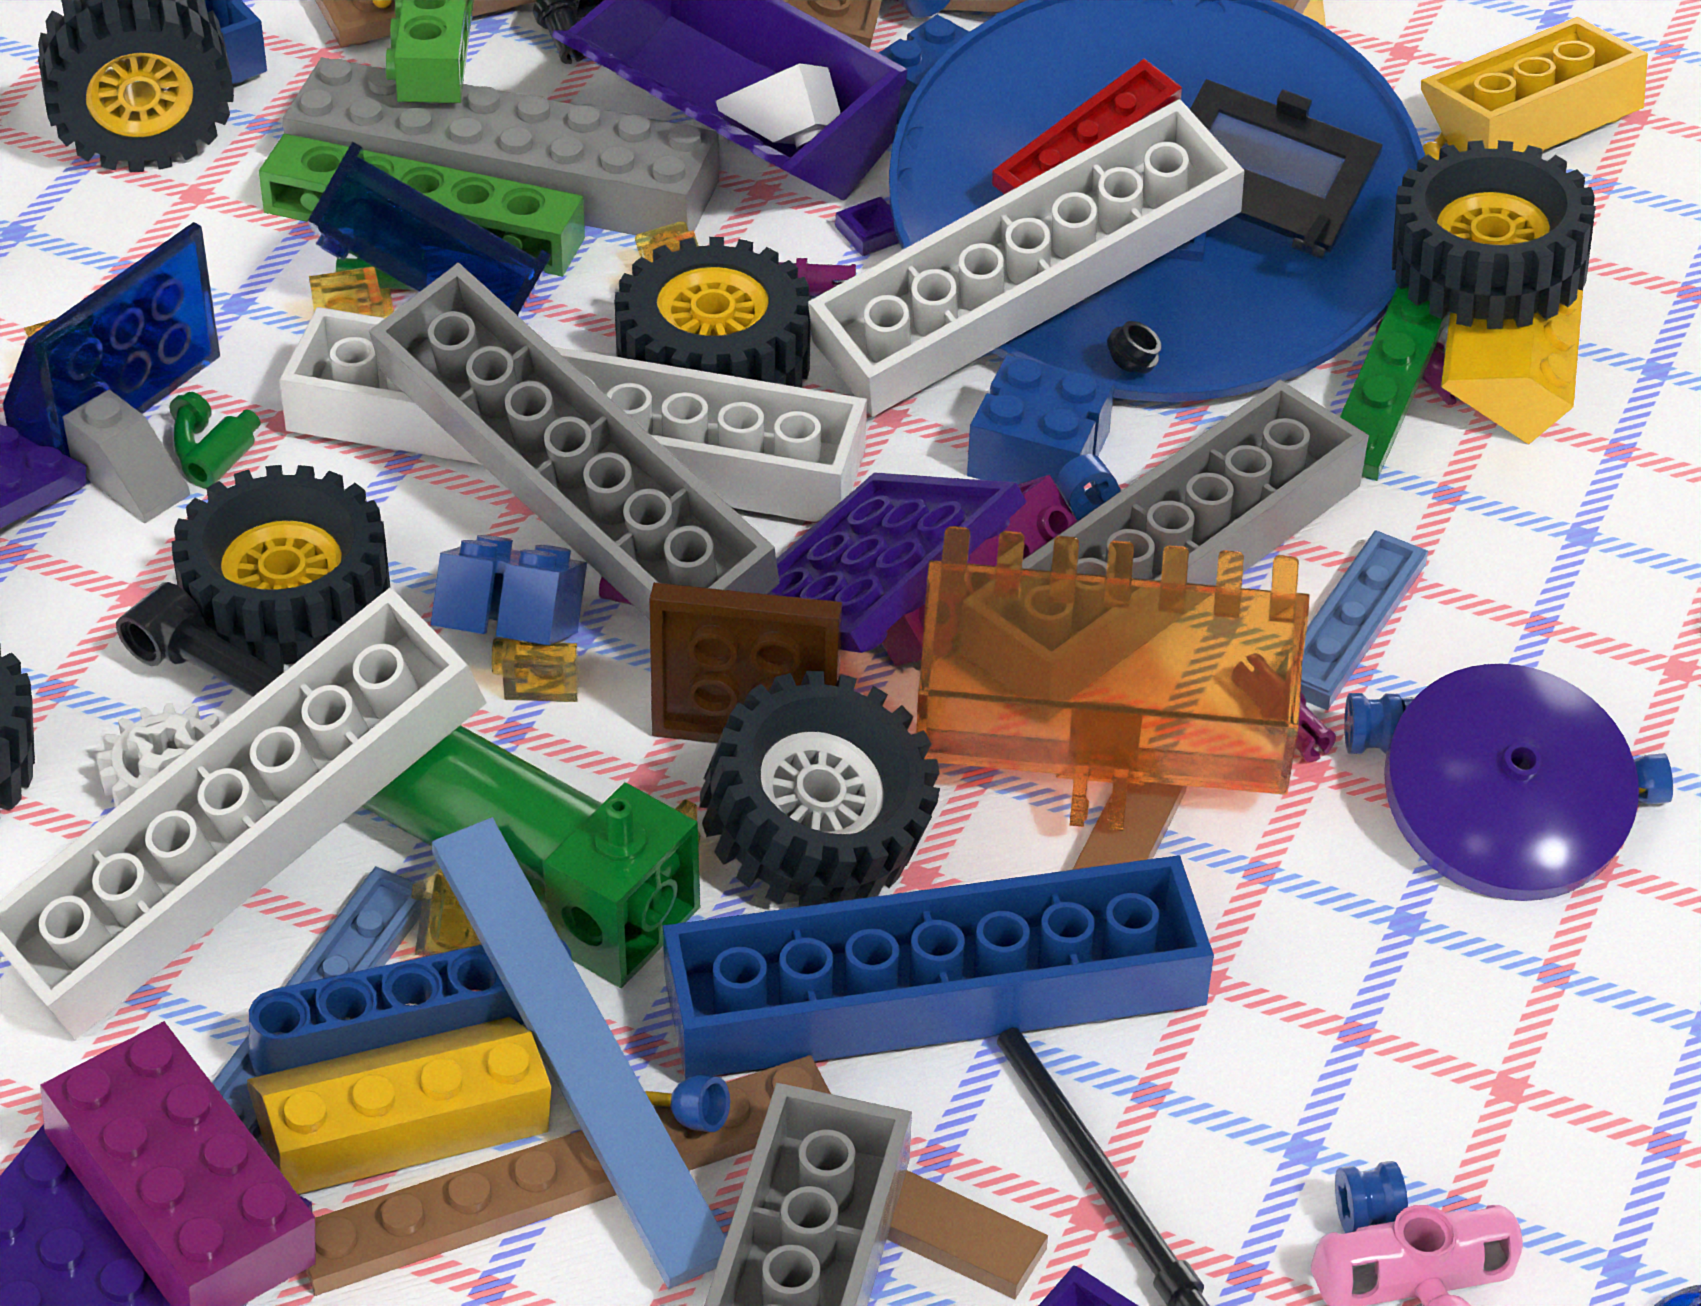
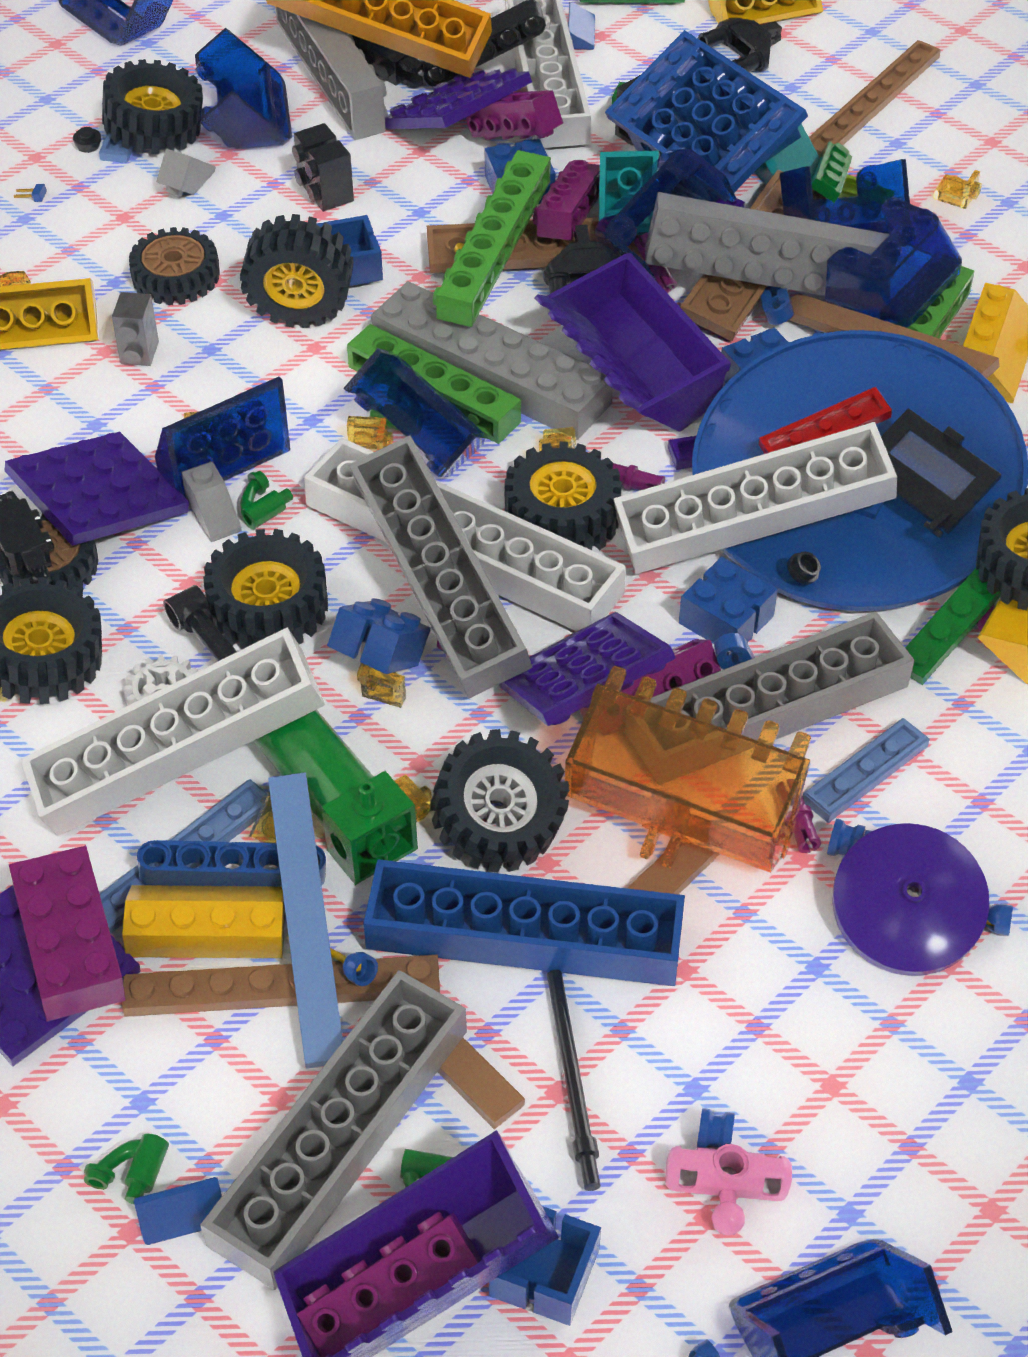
camera: 20 degrees right, 5 degrees up
(724, 643) = (476, 703): reddish brown plate -> none
(786, 106) = (658, 368): white slope -> none

